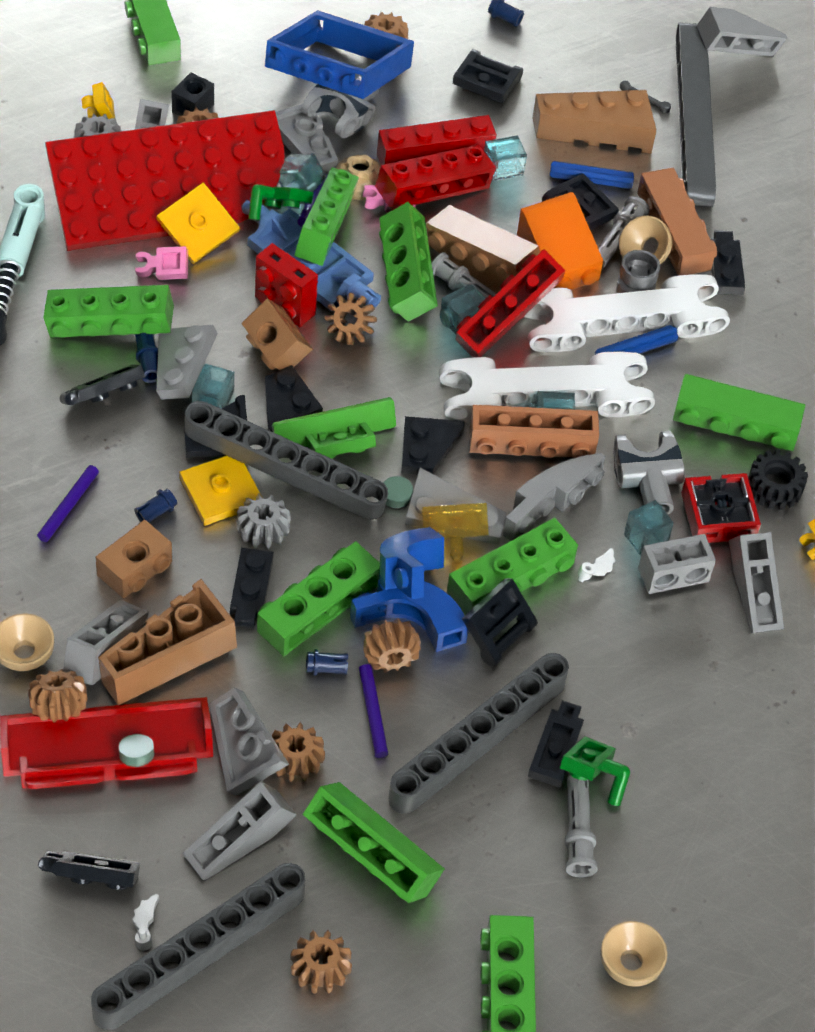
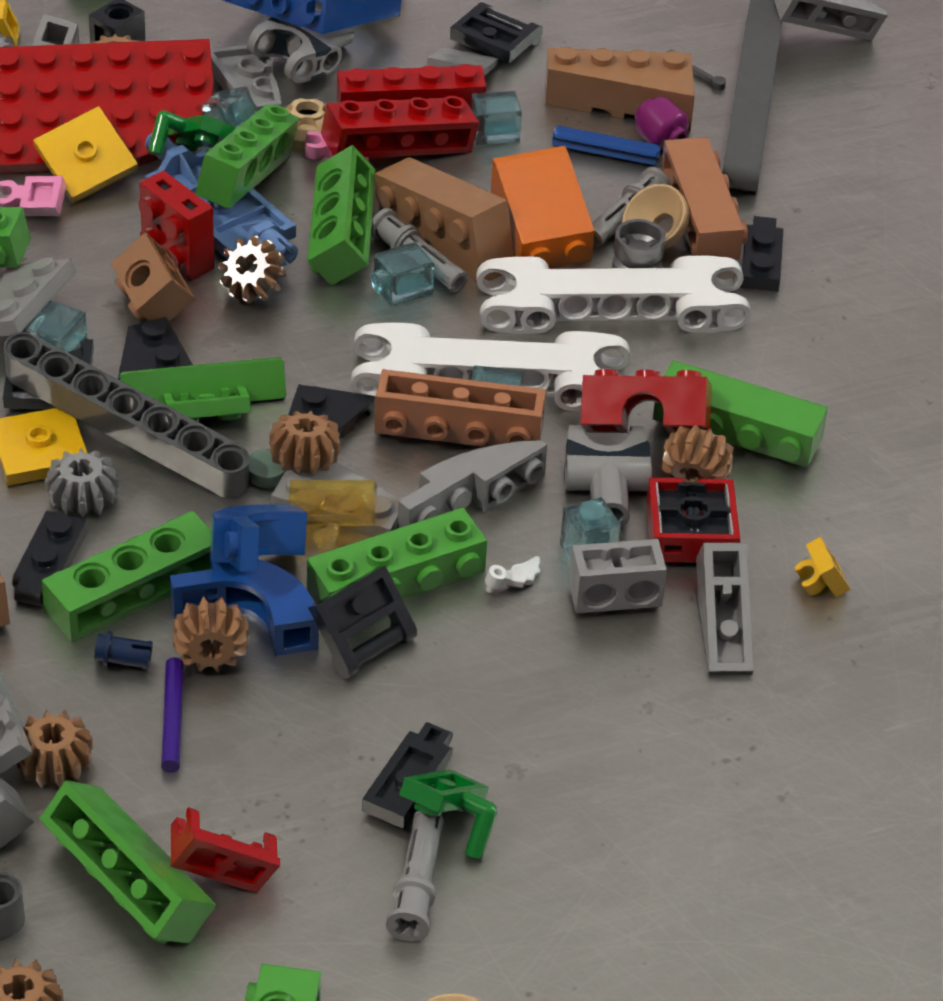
camera: 10 degrees right, 10 degrees down
(426, 472) = (304, 442): none -> medium nougat gear
(440, 828) = (221, 856): none -> red hinge
(467, 106) = (450, 57): none -> light grey piece
(473, 744) = (308, 747): dark grey beam -> none
(510, 304) = (458, 263): red brick -> none
(593, 202) = (596, 173): black plate -> none
(632, 153) = (660, 121): none -> magenta head
(644, 342) = (640, 328): blue axle -> none
(645, 412) = (611, 398): none -> red arch
(716, 455) = (696, 455): none -> medium nougat gear
(781, 466) = (777, 512): black tyre -> none

